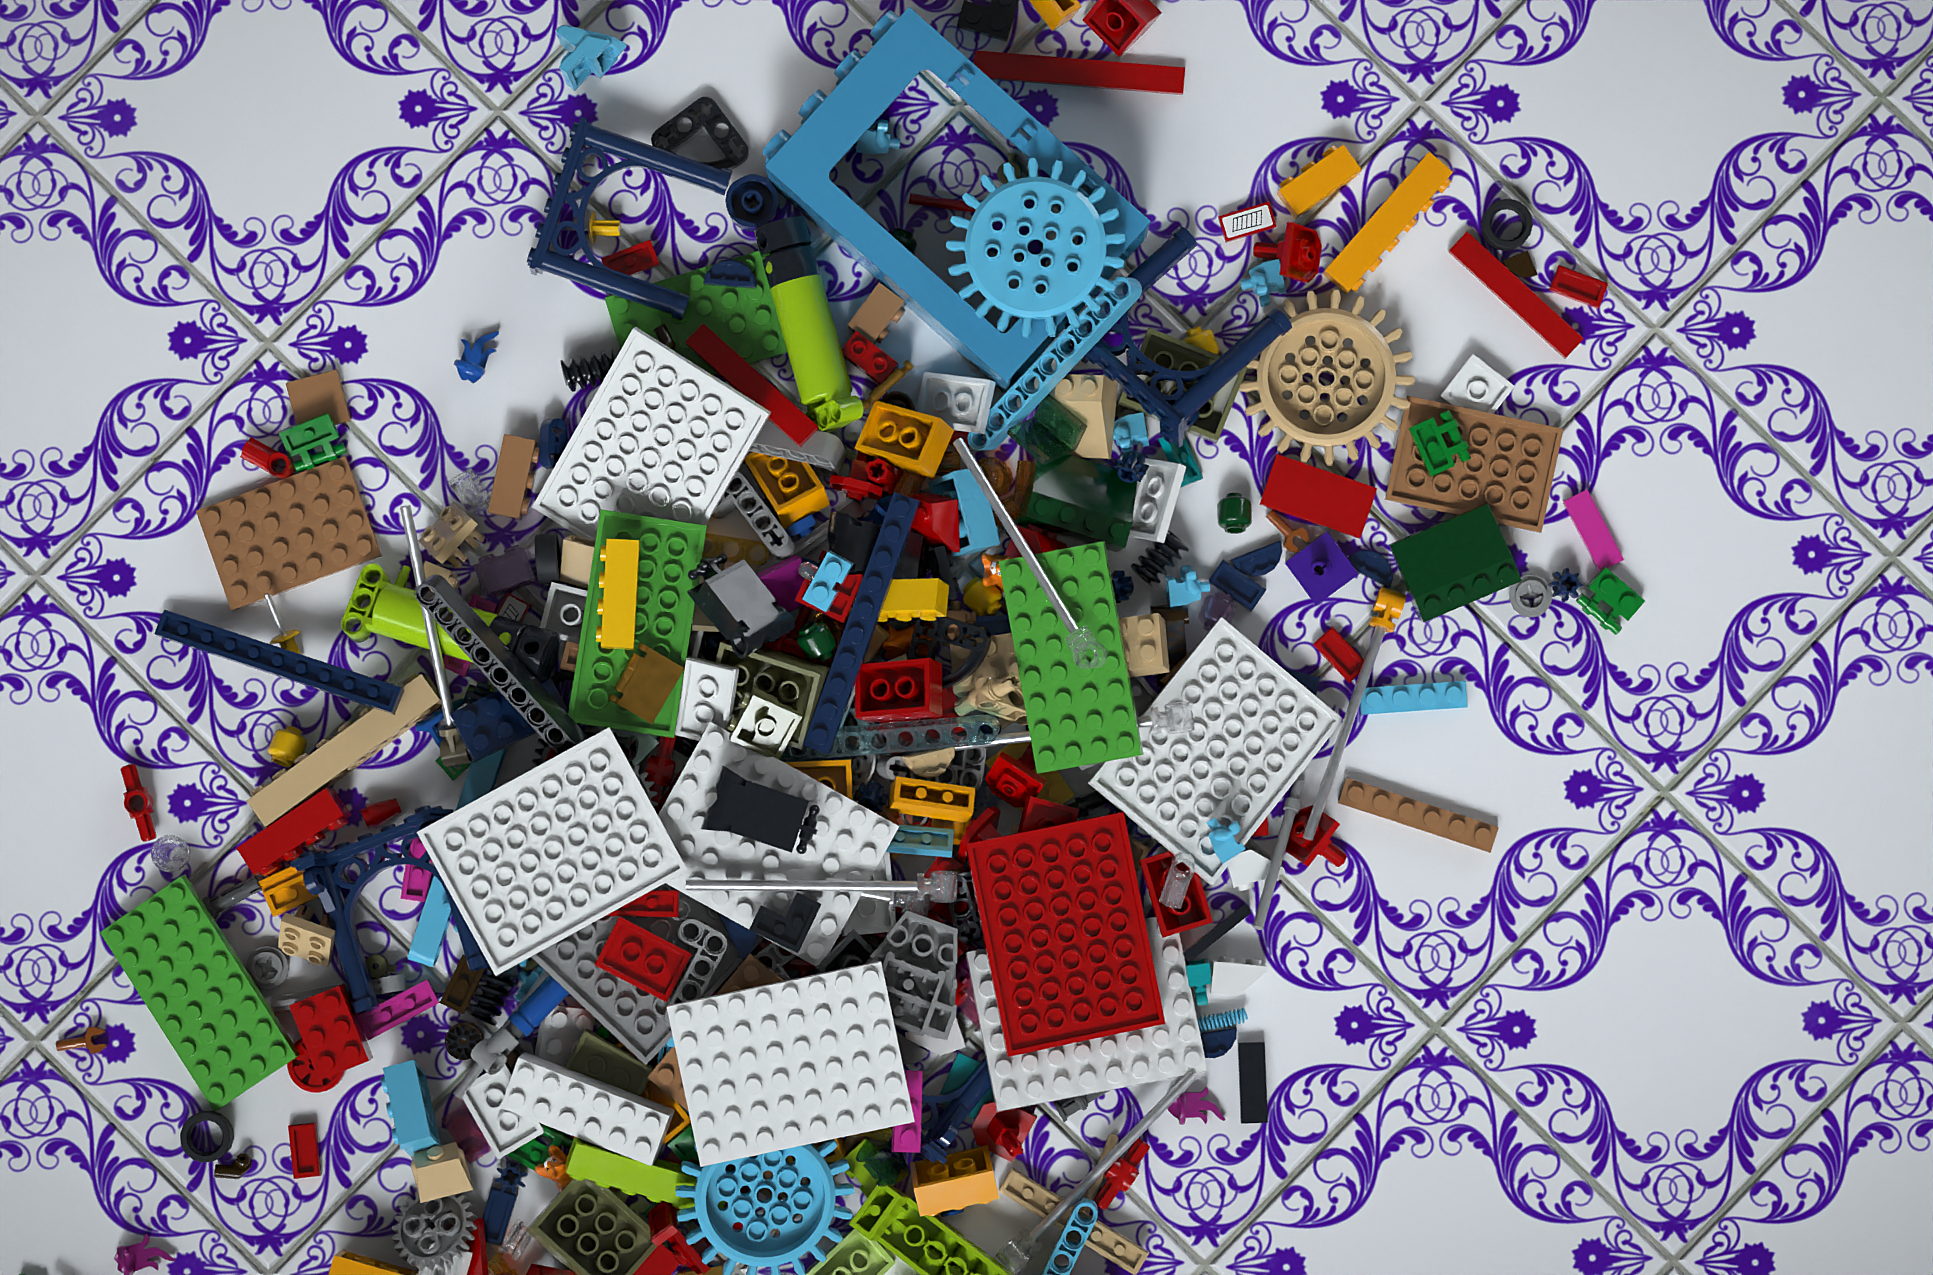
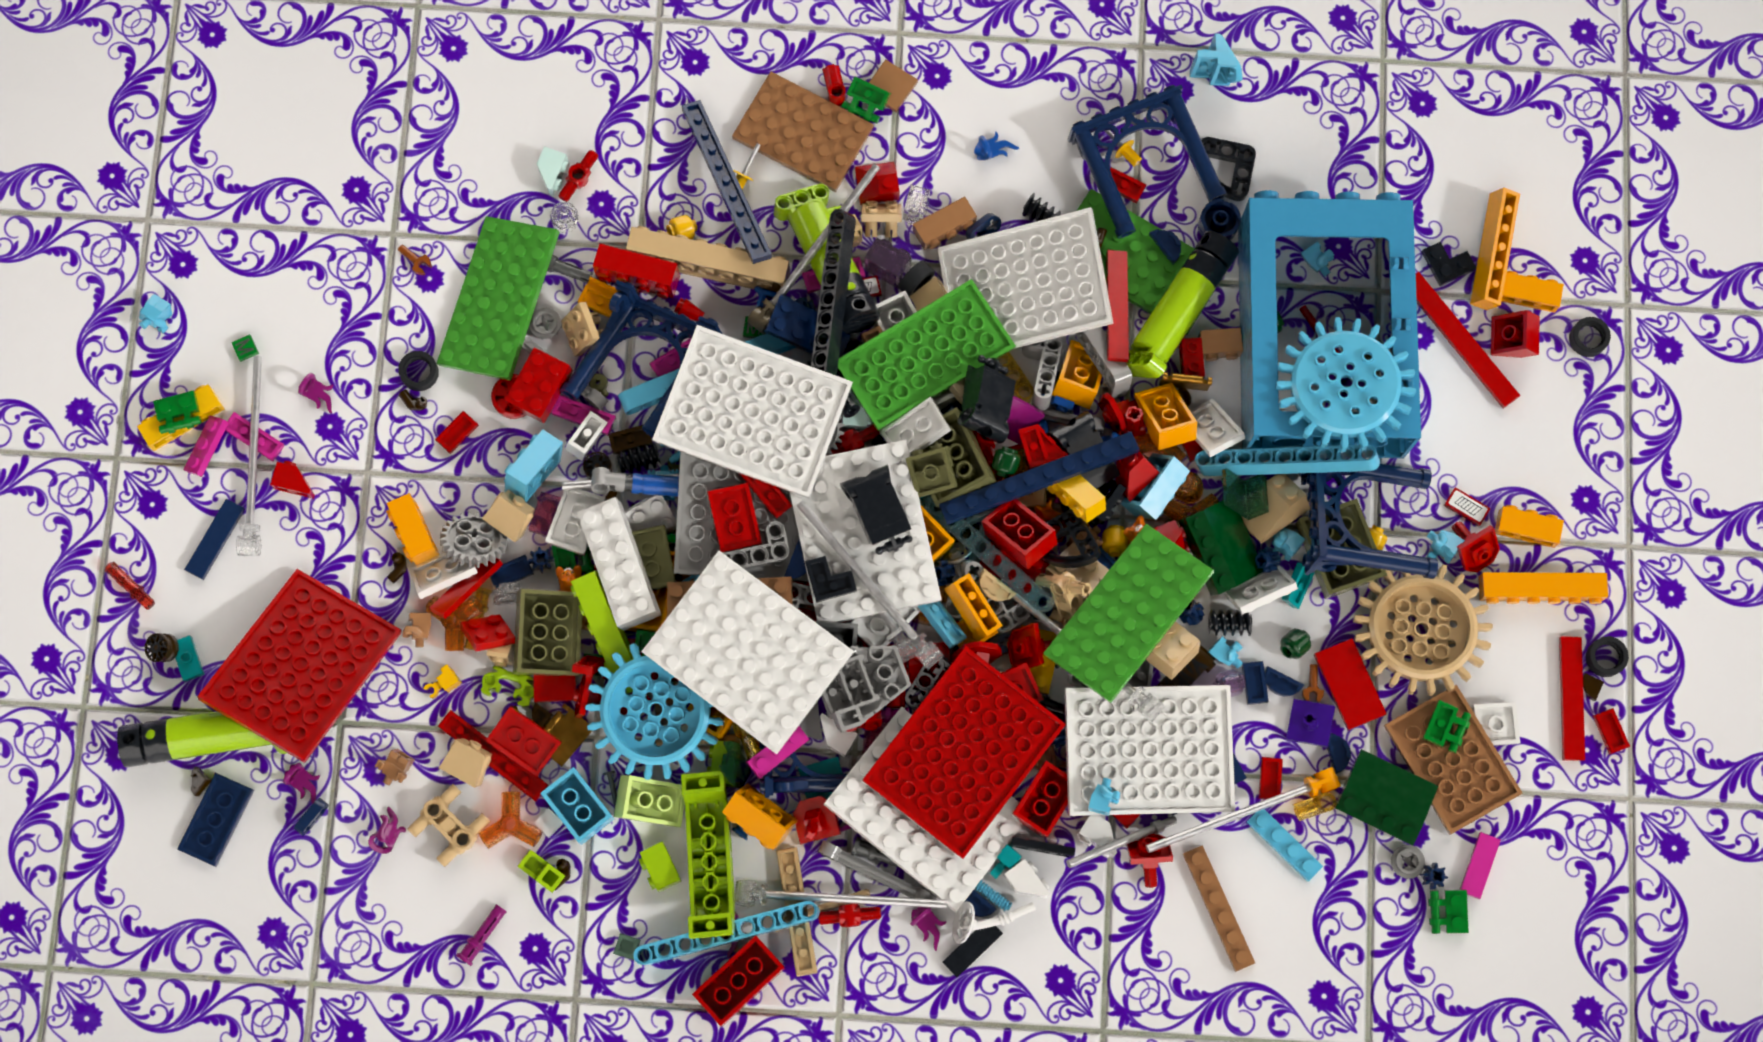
camera: 45 degrees right, 10 degrees down
(105, 822) = (551, 167): none -> light aqua slope
(409, 491) = (882, 187): none -> red slope
(423, 1026) = (586, 435): none -> white slope
(620, 594) = (933, 328): yellow brick -> none
(646, 683) = (895, 387): pearl gold piece -> none
(824, 579) = (1046, 433): medium azure piece -> none
(1053, 1135) = (837, 854): none -> light grey piece
(1079, 638) = (1146, 604): flat silver piece -> none
(1177, 881) = (1052, 791): clear piece -> none
(1228, 1068) = (969, 924): none -> white dish
(1401, 640) = (1312, 806): none -> clear yellow piece

